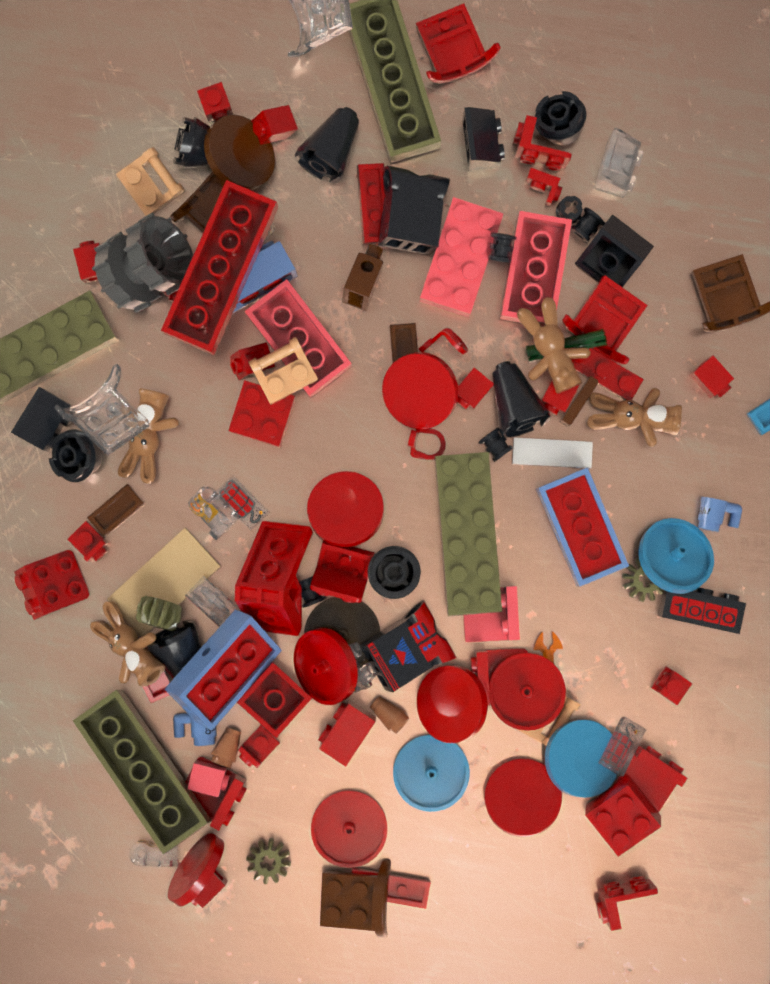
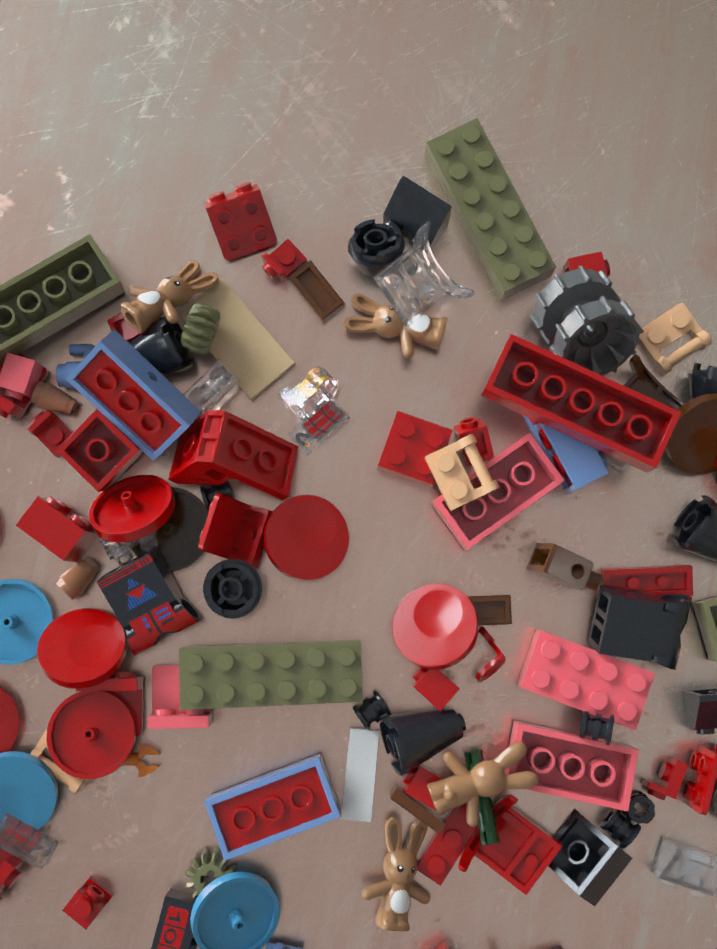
camera: 100 degrees right, 5 degrees down
(420, 455) = (376, 614): red piece -> none

